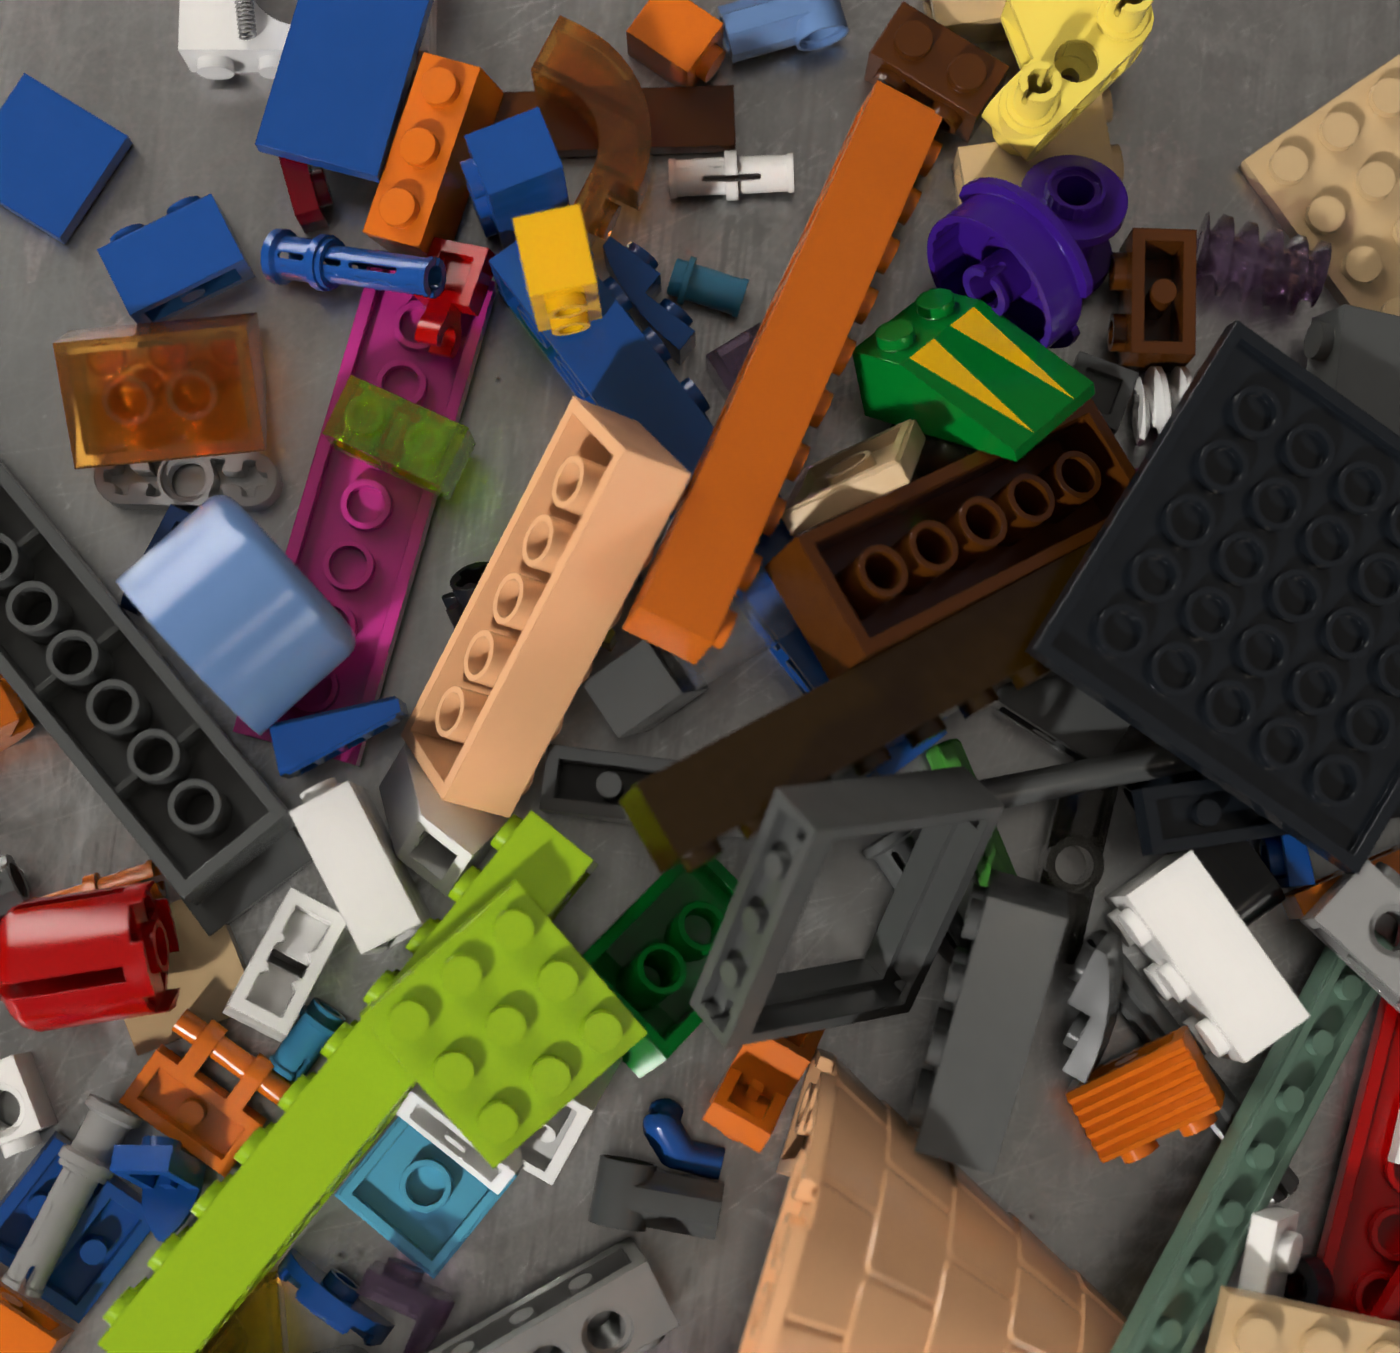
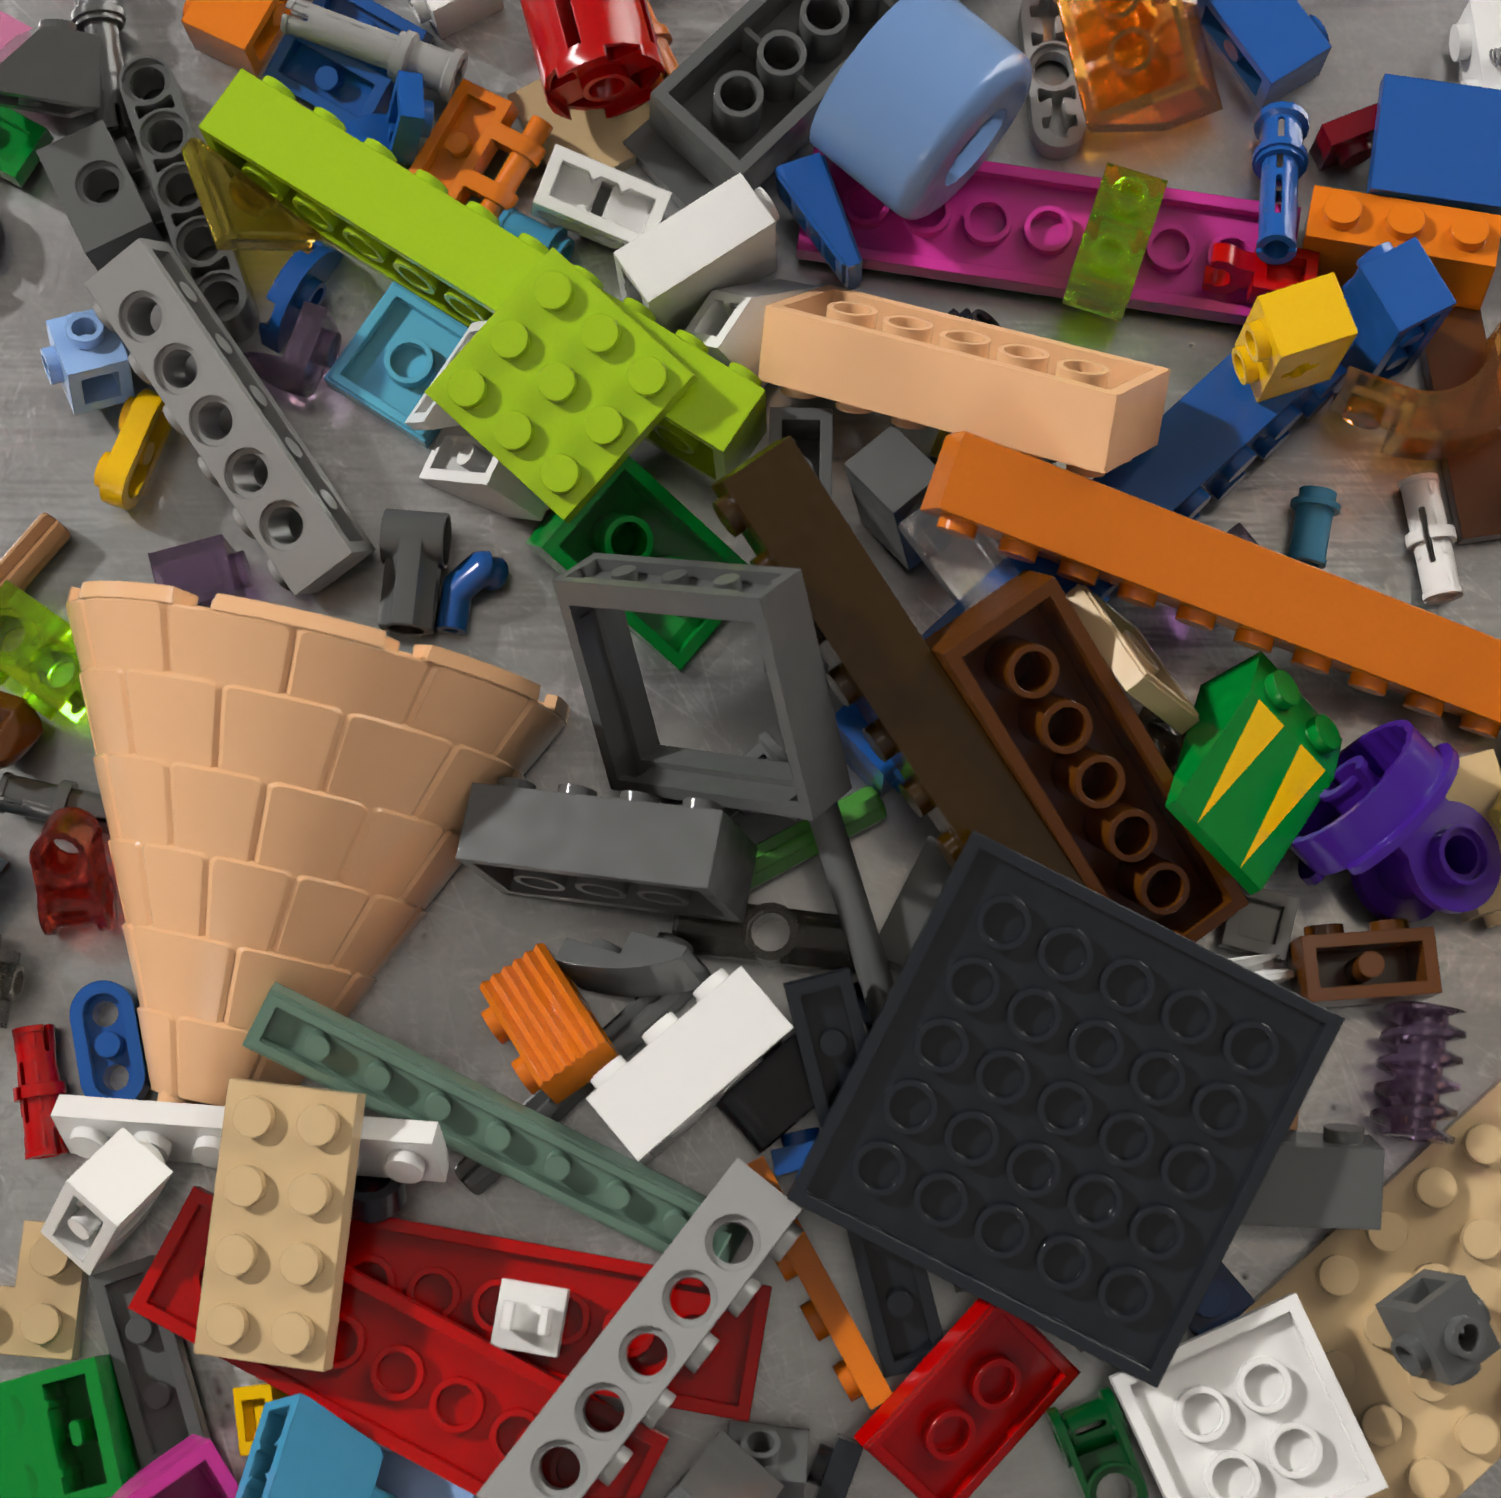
camera: 90 degrees right, 5 degrees down
(637, 276) = (1295, 463): blue slope -> none
(758, 1086) = (526, 645): orange brick -> none

